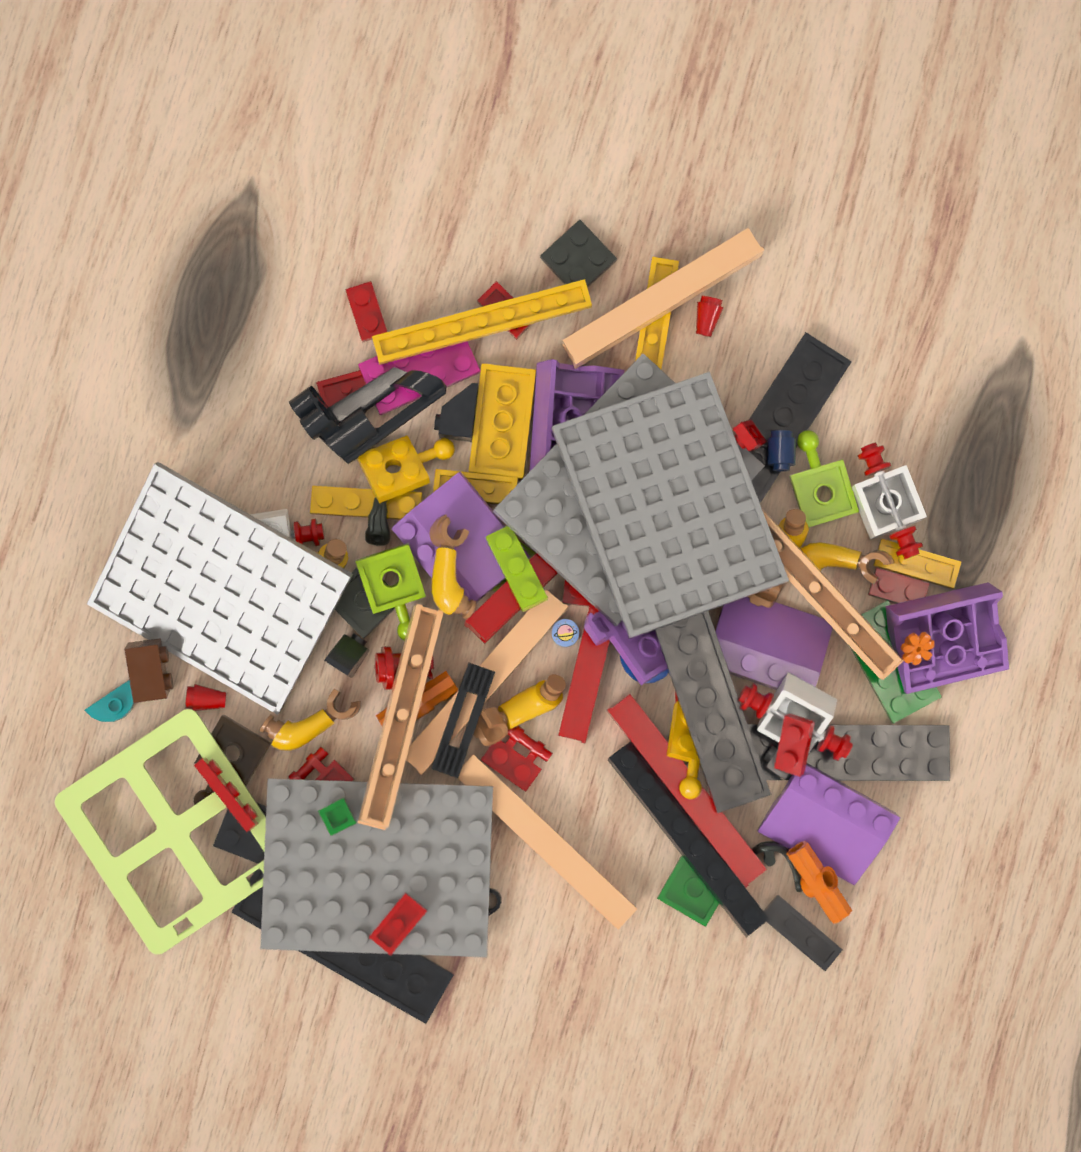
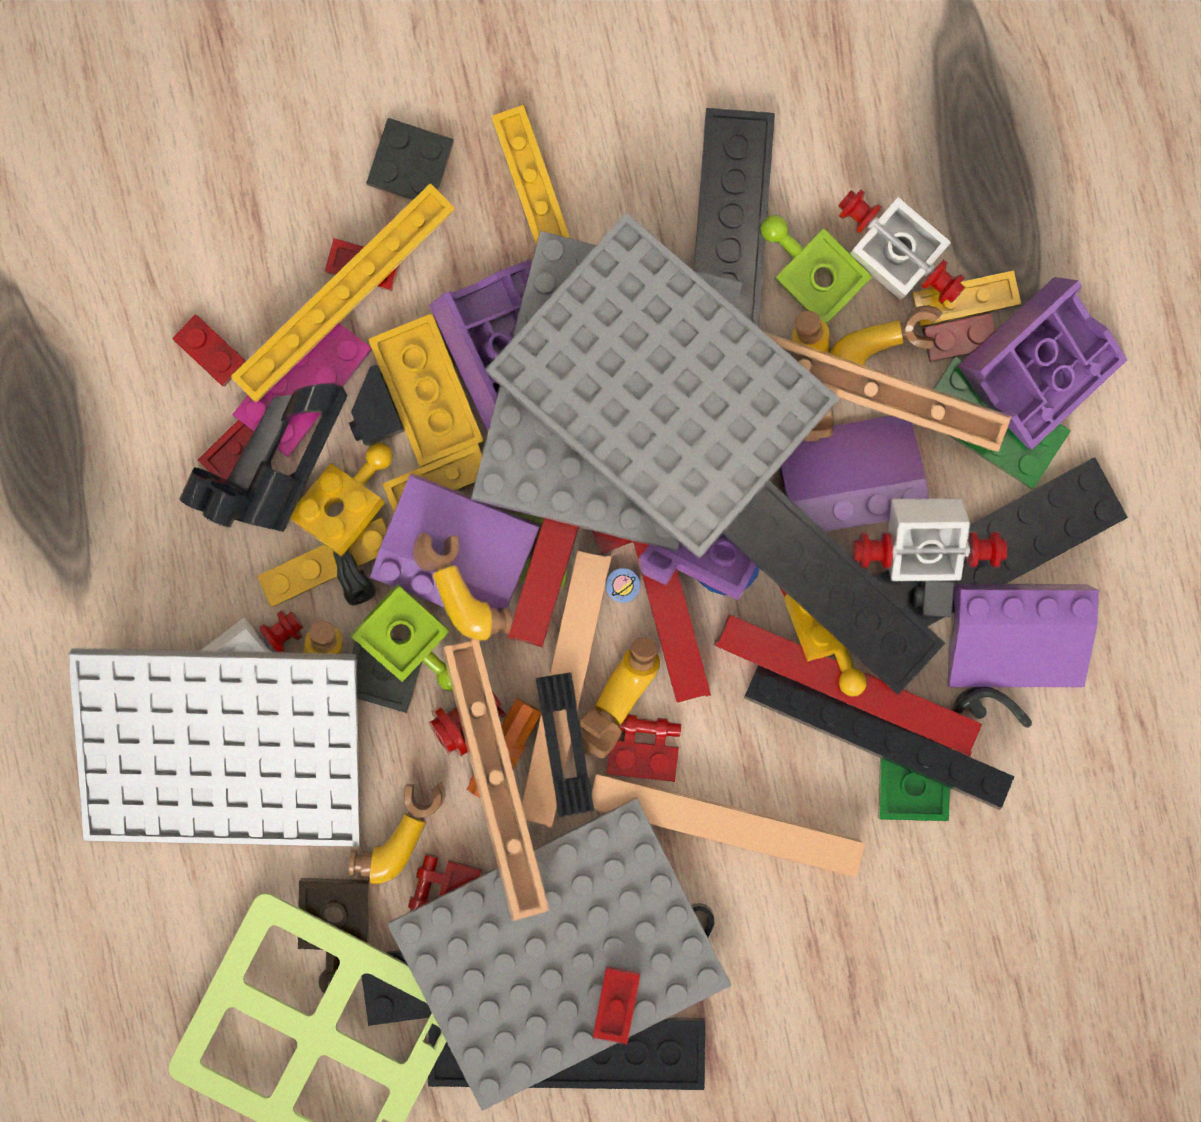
camera: 30 degrees left, 5 degrees up
(113, 706) = (176, 932): teal plate -> none
(148, 670) = (191, 876): reddish brown brick -> none
(204, 698) = (269, 872): red cone -> none
(227, 793) = (352, 964): red plate -> none
(337, 816) = (486, 926): green plate -> none
(348, 654) = (399, 741): black slope -> none
(516, 568) = (532, 547): lime plate -> none
(662, 298) = (528, 156): light nougat tile -> none
(708, 314) = (588, 148): red cone -> none
(749, 435) = (707, 259): red plate -> none
(781, 450) = (751, 255): dark blue brick -> none
(794, 744) = (942, 575): red plate -> none
(802, 933) = (1055, 770): black plate -> none
(819, 882) = (1045, 705): orange piece -> none
(917, 647) = (1018, 394): orange plant -> none

